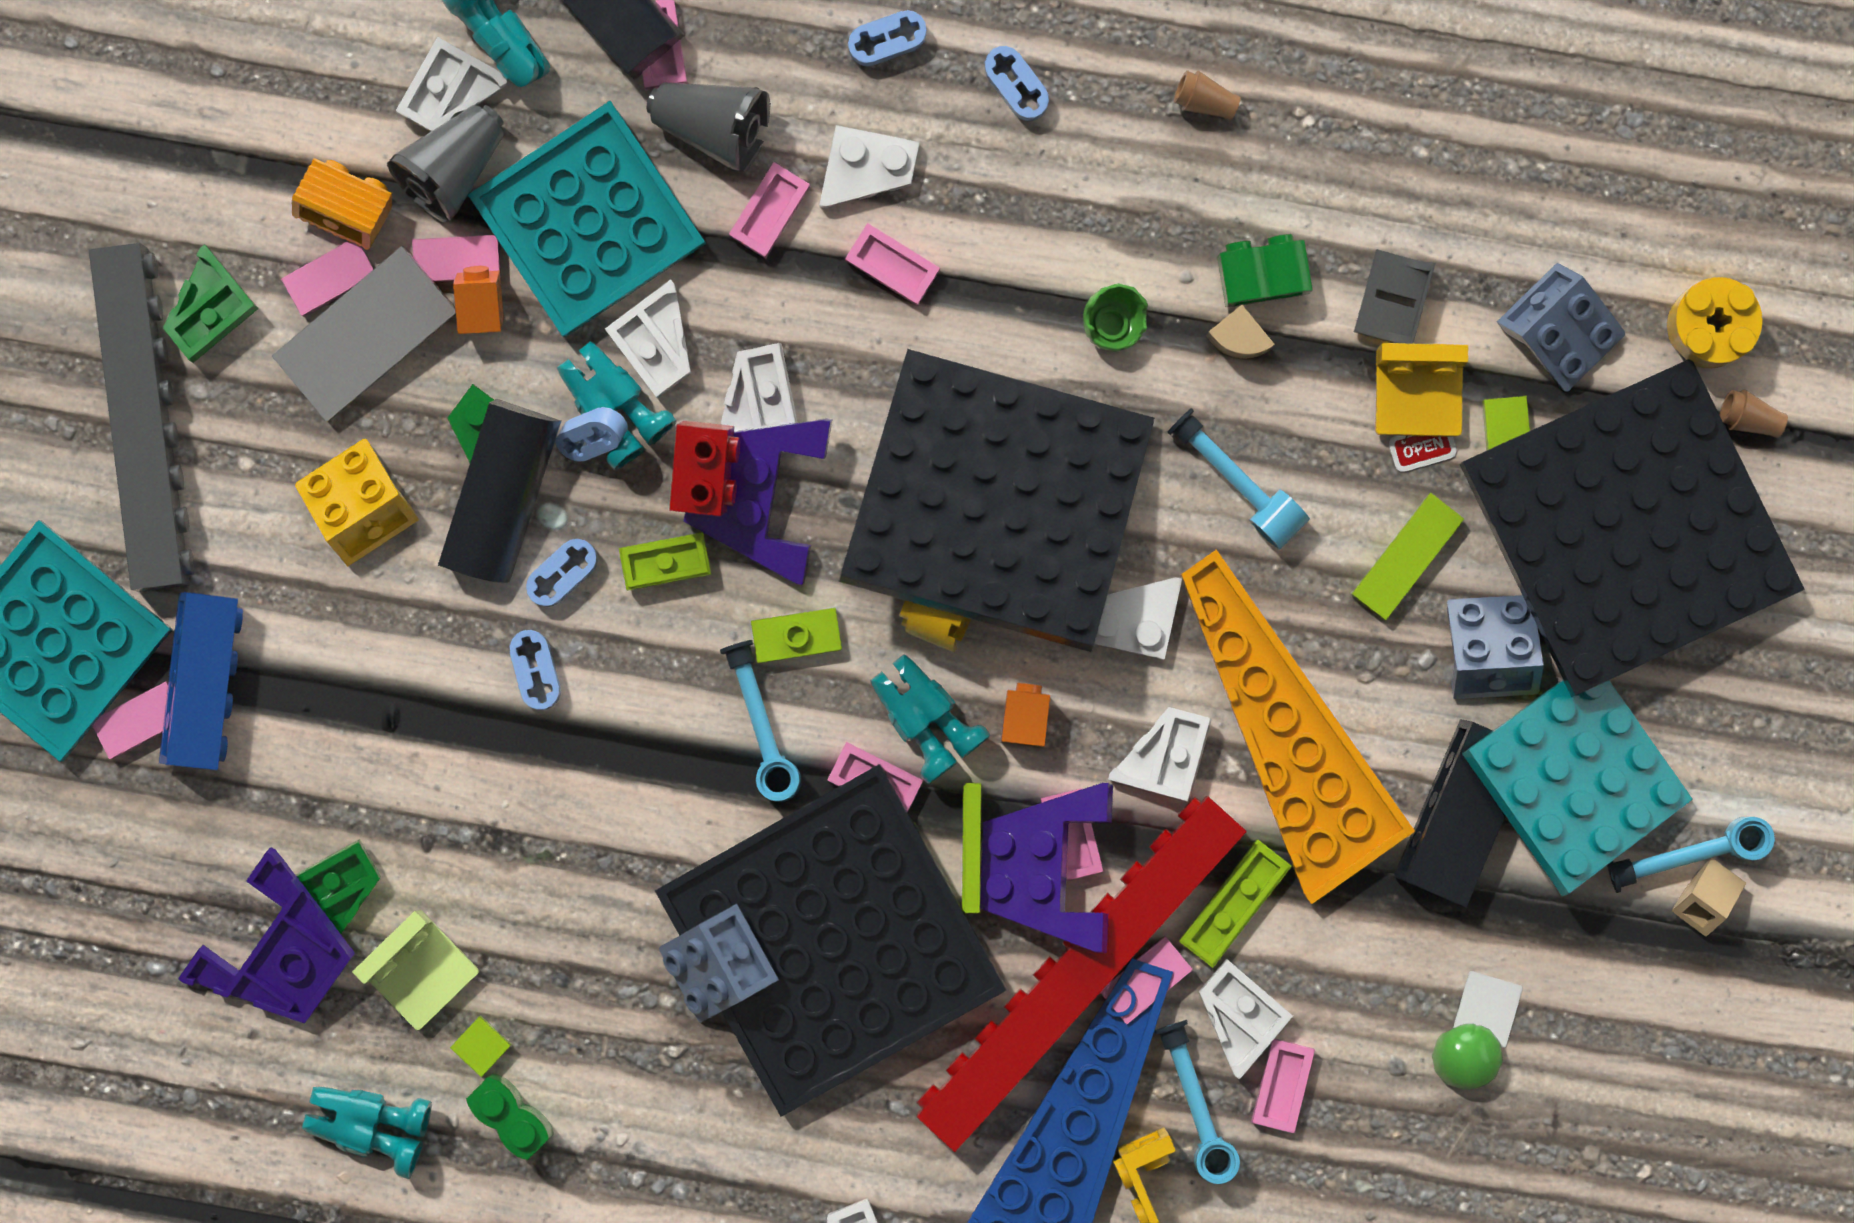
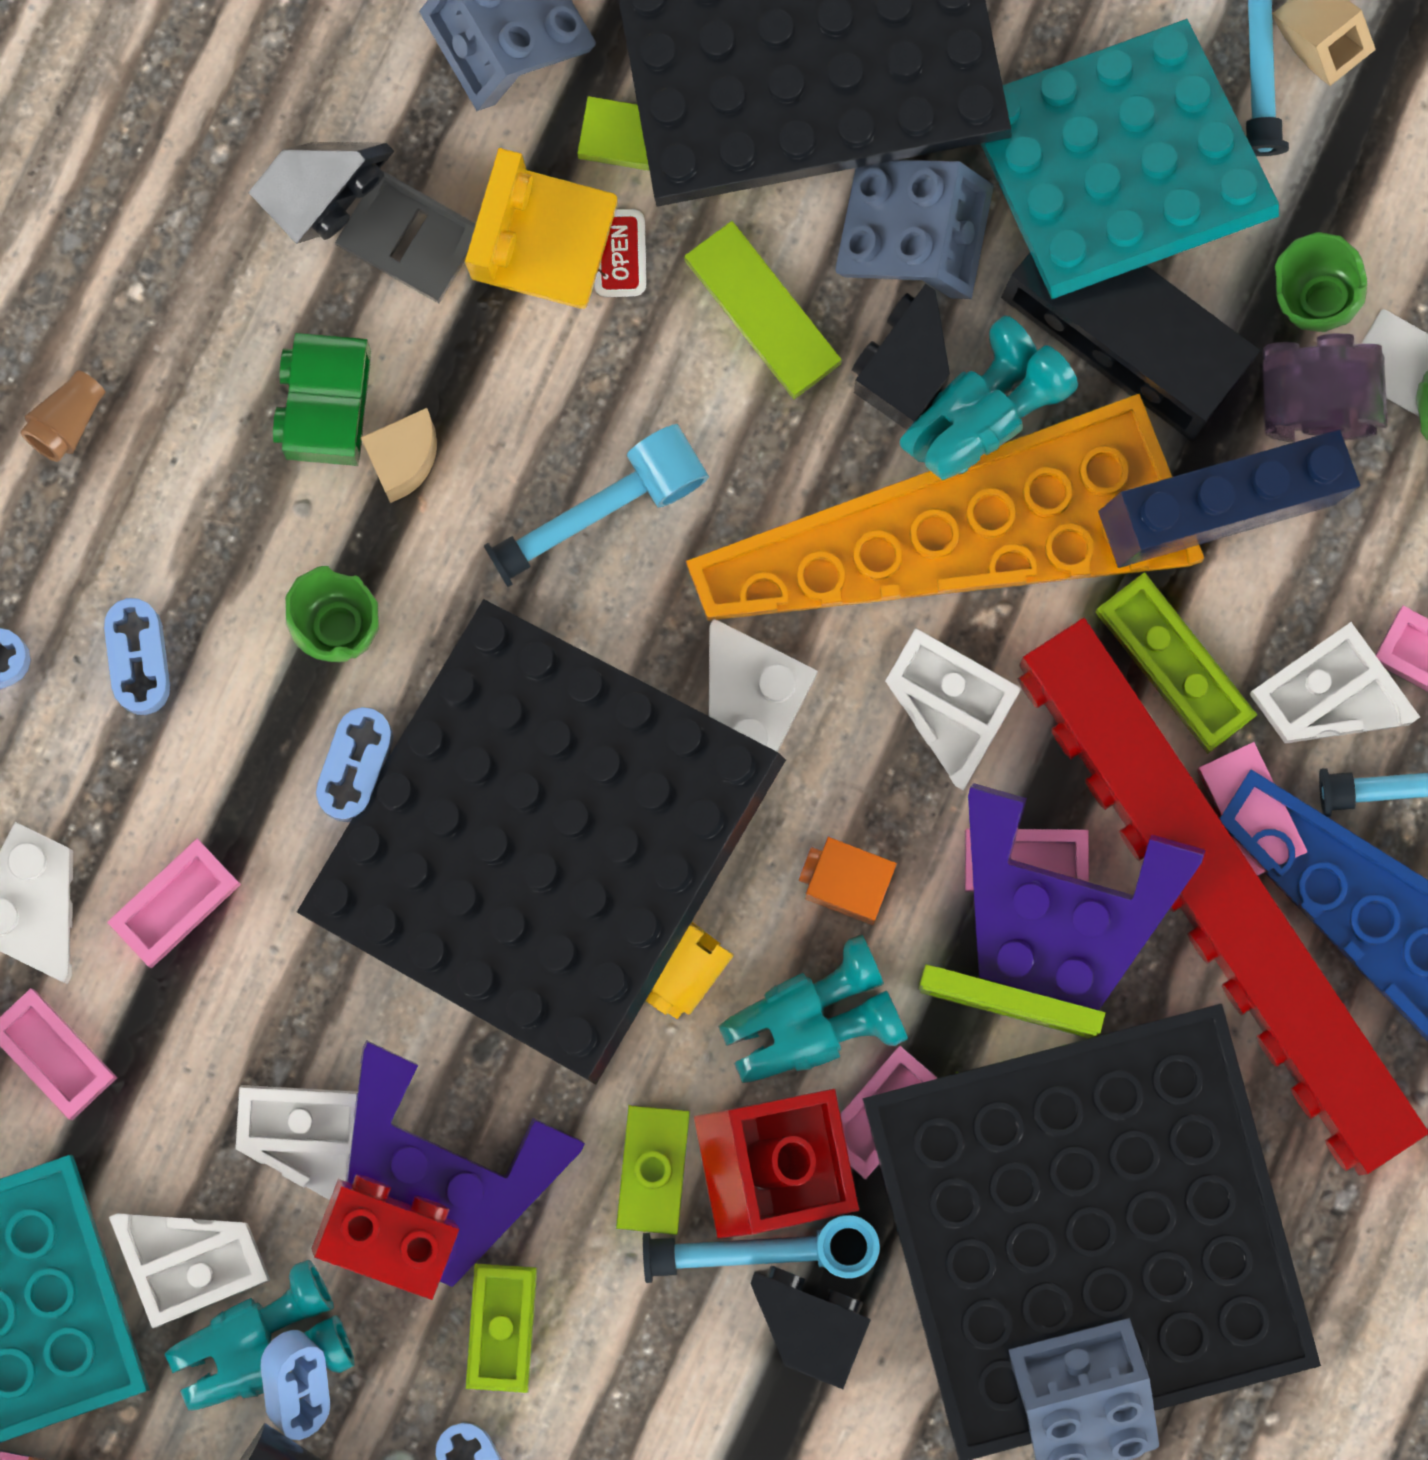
camera: 75 degrees left, 5 degrees down
(715, 767) = (808, 1331): none -> black slope
(821, 717) = (776, 1164): none -> red slope
(1018, 350) = (341, 759): none -> light blue beam
(1049, 183) = (122, 659): none -> light blue beam
(1355, 910) = (1228, 498): none -> dark blue brick
(1369, 719) = (975, 413): none -> teal piece
(1393, 668) = (910, 363): none -> black slope
(1414, 225) = (316, 183): none -> slope
(1449, 958) = (1324, 388): none -> clear purple brick
(1526, 937) = (1320, 282): none -> bright green hair

